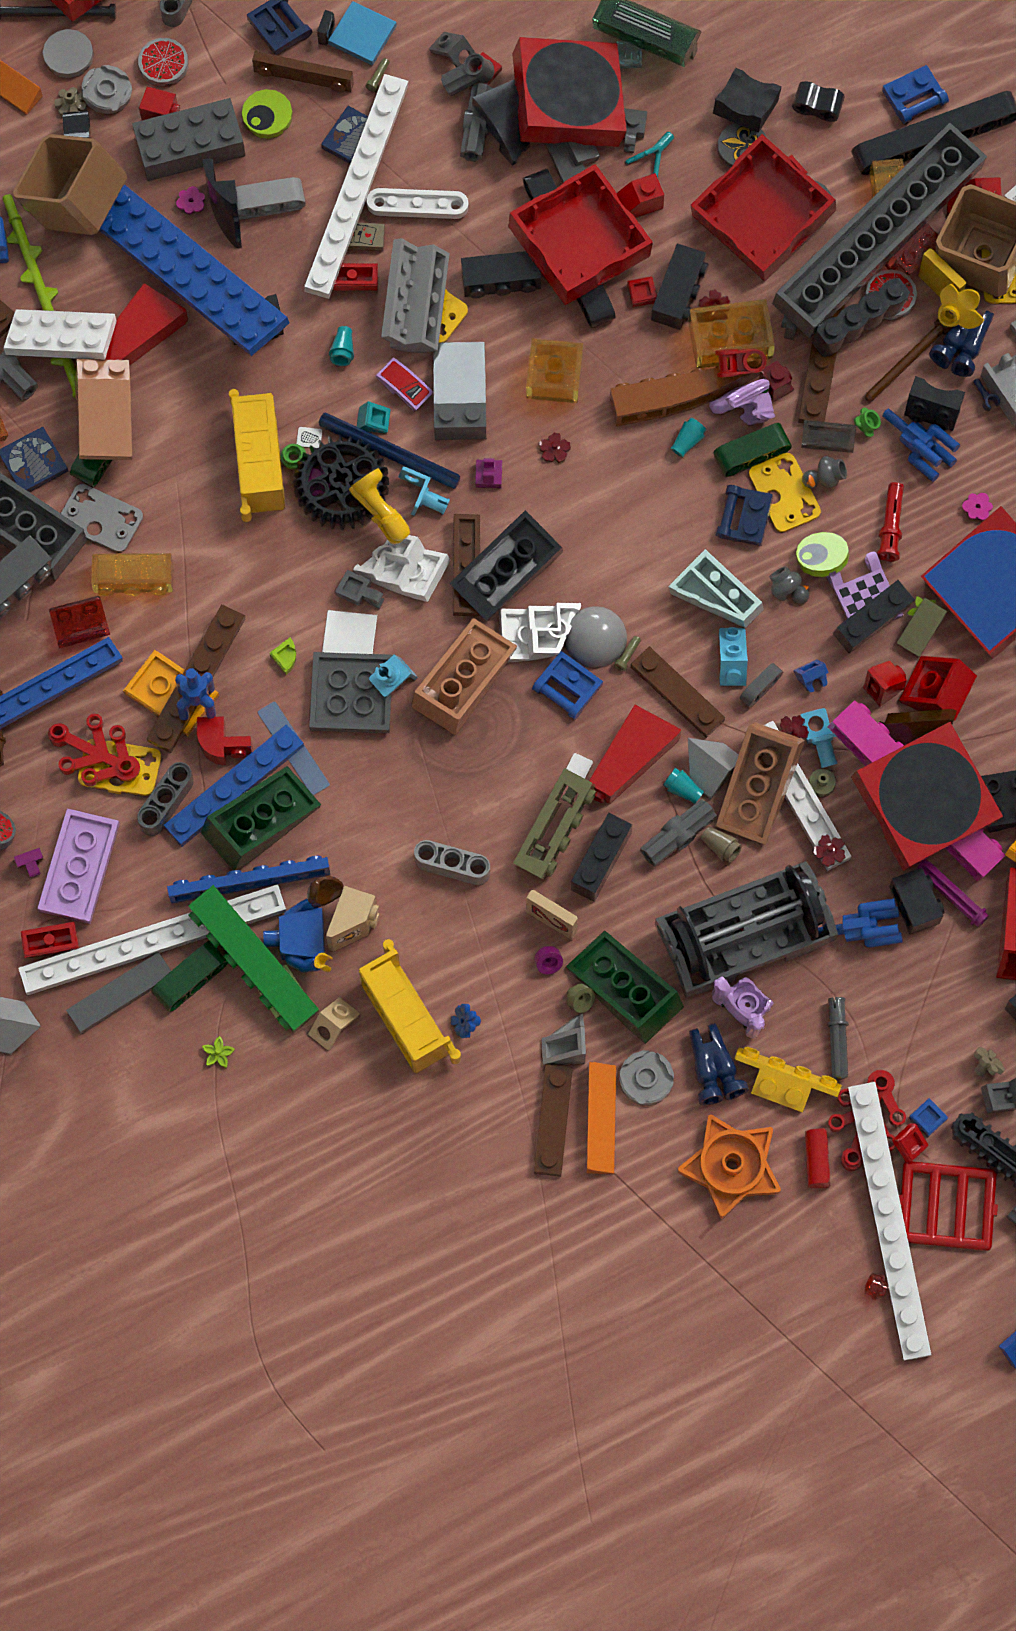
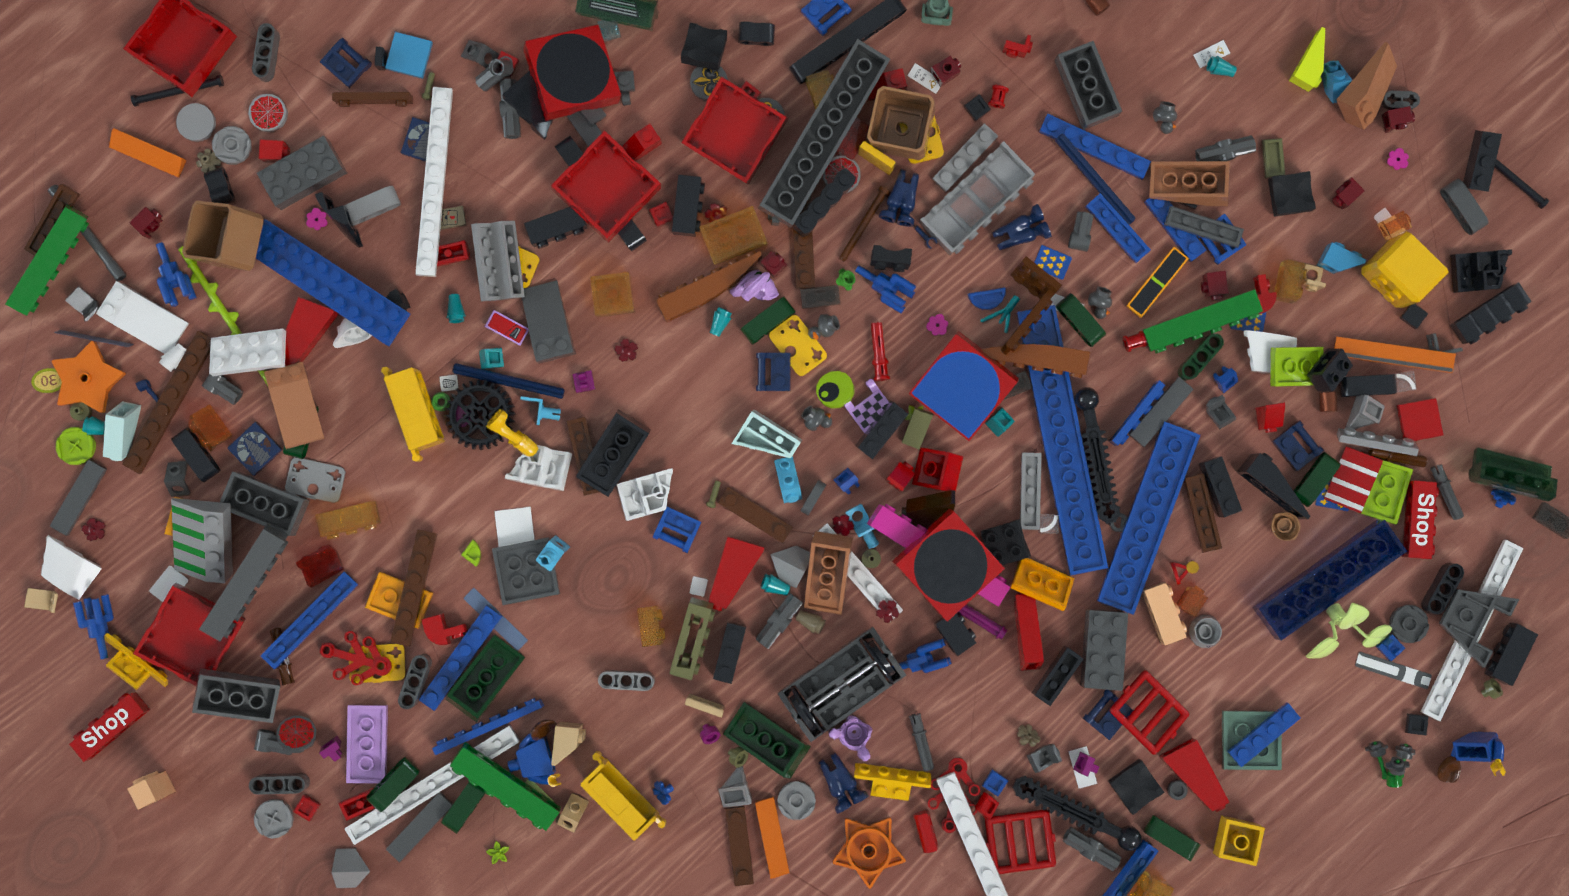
camera: 15 degrees left, 15 degrees up
(101, 922) = (392, 784): none -> dark green beam
(195, 692) = (414, 609): blue plant -> none
(203, 344) = (349, 334): none -> white hat
(267, 113) = (355, 136): lime tile -> none
(356, 588) = (510, 493): dark grey plate -> none
(417, 203) = (482, 183): white plate -> none
(463, 676) = (602, 541): nougat slope -> none
(501, 798) = (650, 626): none -> clear yellow brick
(596, 637) = (689, 487): light grey piece -> none
(657, 149) = (647, 99): teal plant -> none
(738, 362) = (743, 261): red piece -> none
(962, 305) = (894, 181): yellow plate -> none

